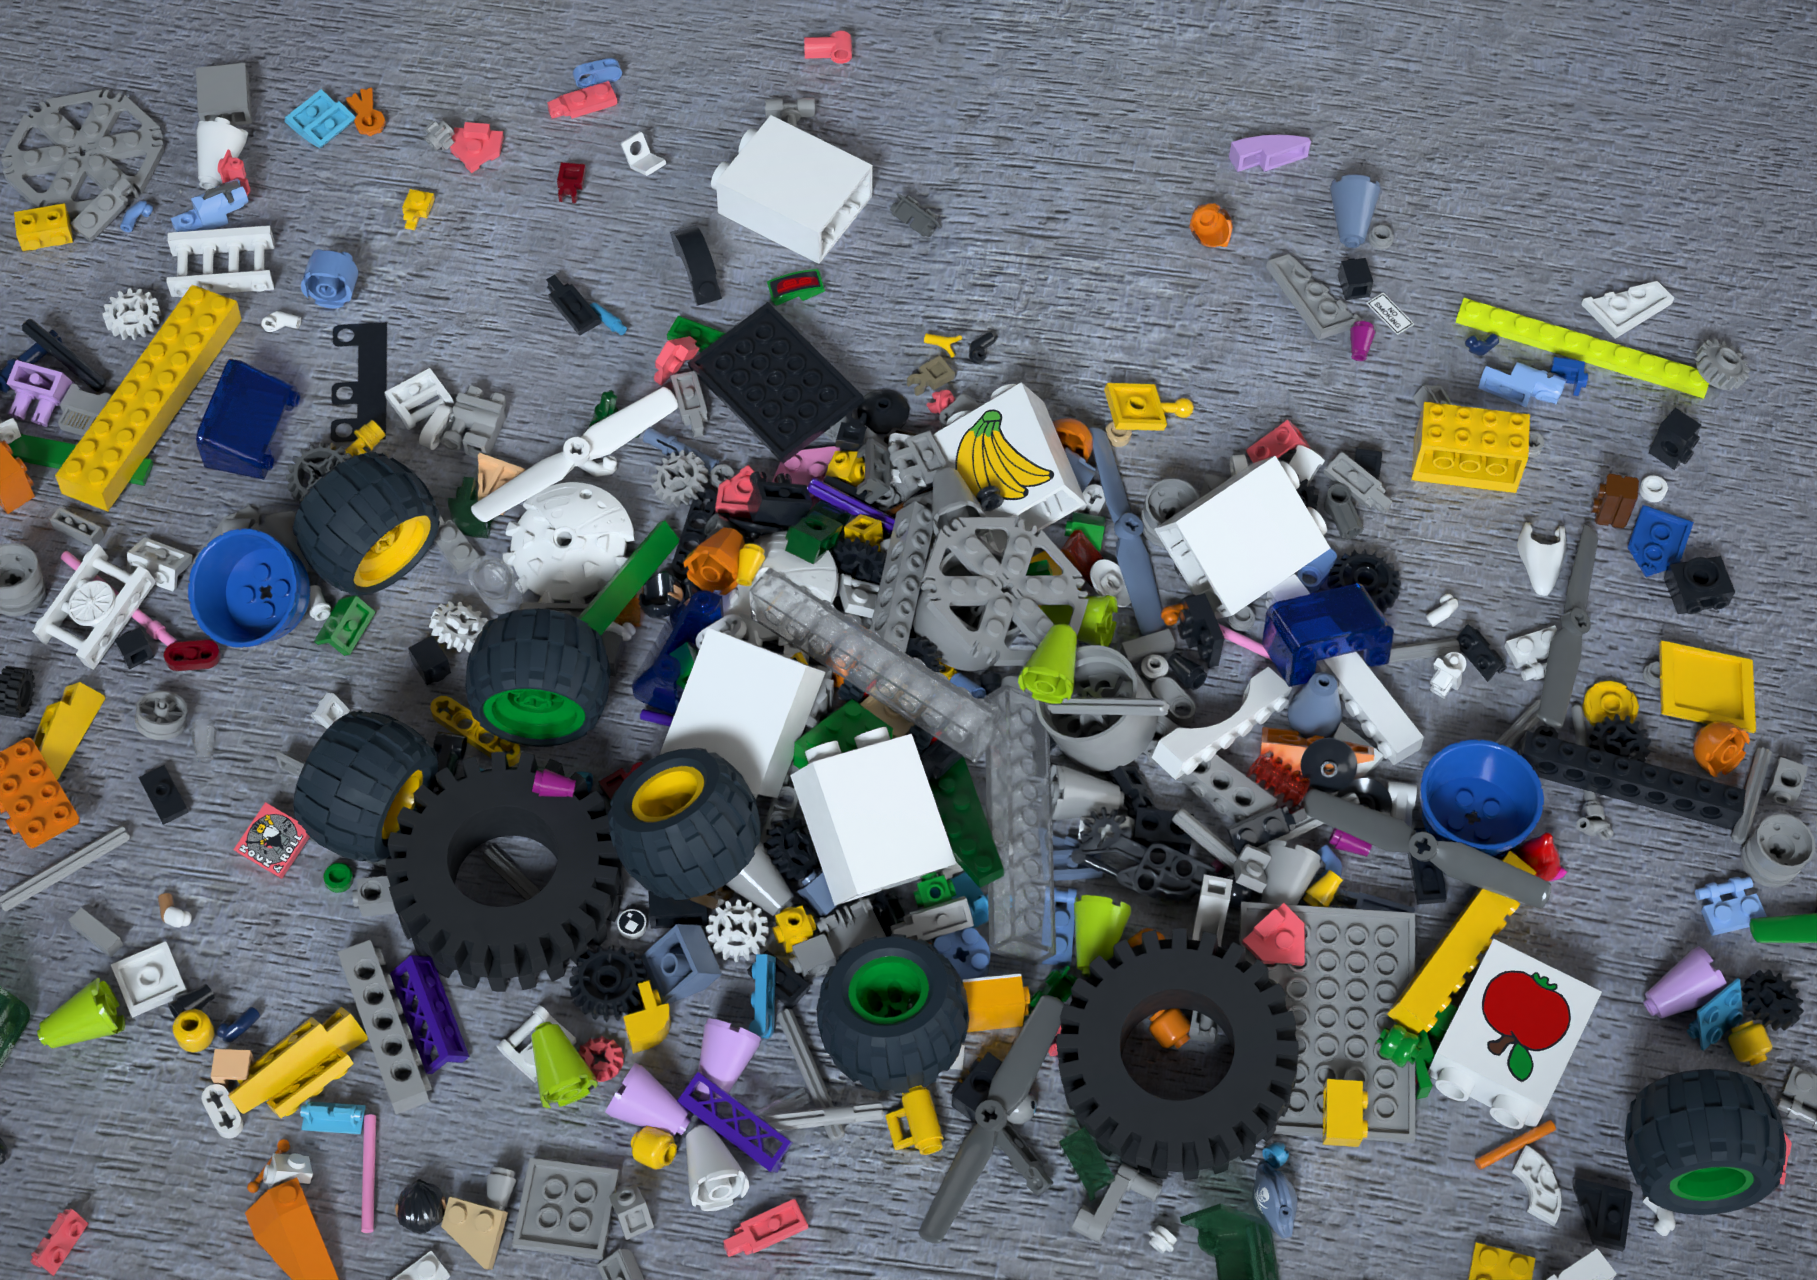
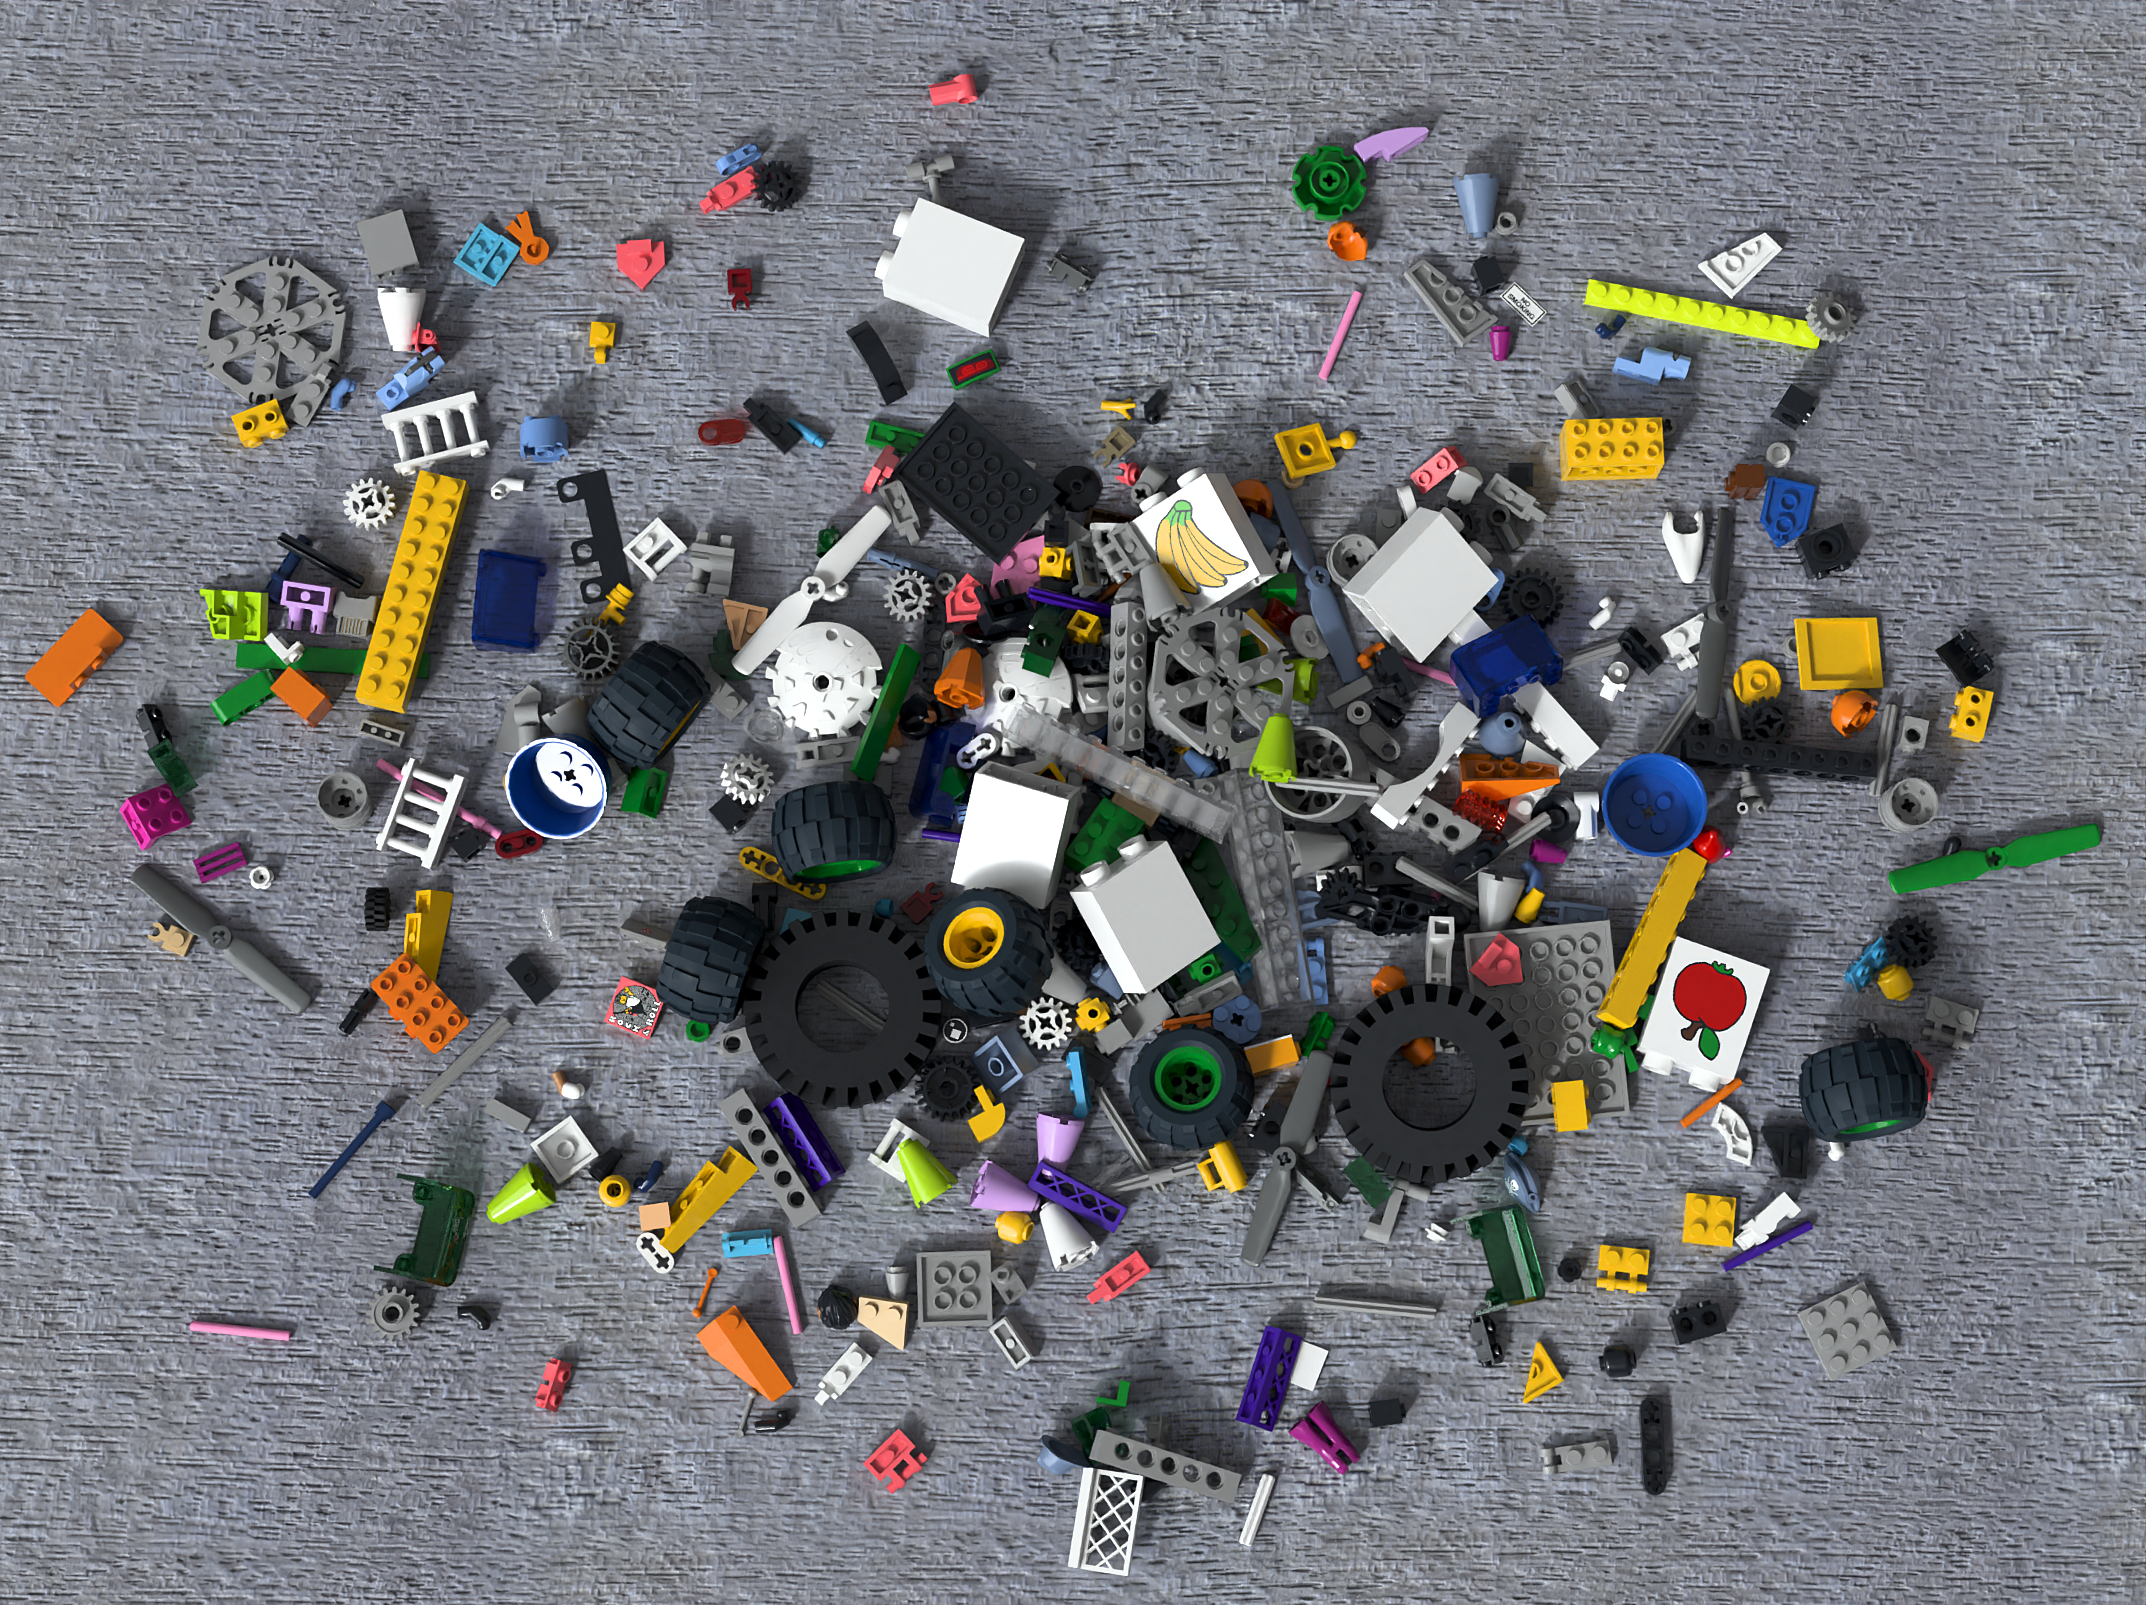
camera: 10 degrees left, 20 degrees up
(91, 603) = (422, 815): white wheel -> none
(159, 722) = (509, 908): light grey wheel -> none
(160, 560) = (464, 757): white bracket -> none
(287, 1167) = (723, 1296): white bracket -> none
(310, 1083) = (722, 1218): yellow plate -> none
(329, 710) = (654, 879): white tile -> none
(436, 426) = (678, 576): white beam -> none
(439, 135) = (605, 258): light grey gear -> none
(524, 305) = (727, 432): none -> clear red piece
(552, 784) = (871, 937): magenta cone -> none
(614, 1056) = (964, 1150): coral gear -> none
(636, 93) = (774, 176): none -> black gear
(643, 161) = (804, 252): white bracket -> none
(750, 561) = (992, 683): yellow cone -> none
(990, 498) = (1194, 590): black bush -> none
(1097, 928) = (1347, 977): lime cone -> none
(1190, 312) = (1340, 335): none -> bright pink bar
(1199, 175) = (1345, 177): none -> green piece
(1250, 868) = (1467, 901): light grey bracket -> none
(1331, 752) = (1520, 784): black dish -> none
(1426, 877) = (1613, 868): black hinge -> none
(1453, 858) = (1587, 851): dark grey piece -> none
(1572, 371) = (1690, 344): blue bracket -> none
(1685, 986) = (1839, 943): lavender cone -> none
(1733, 913) = (1875, 864): light blue plate -> none

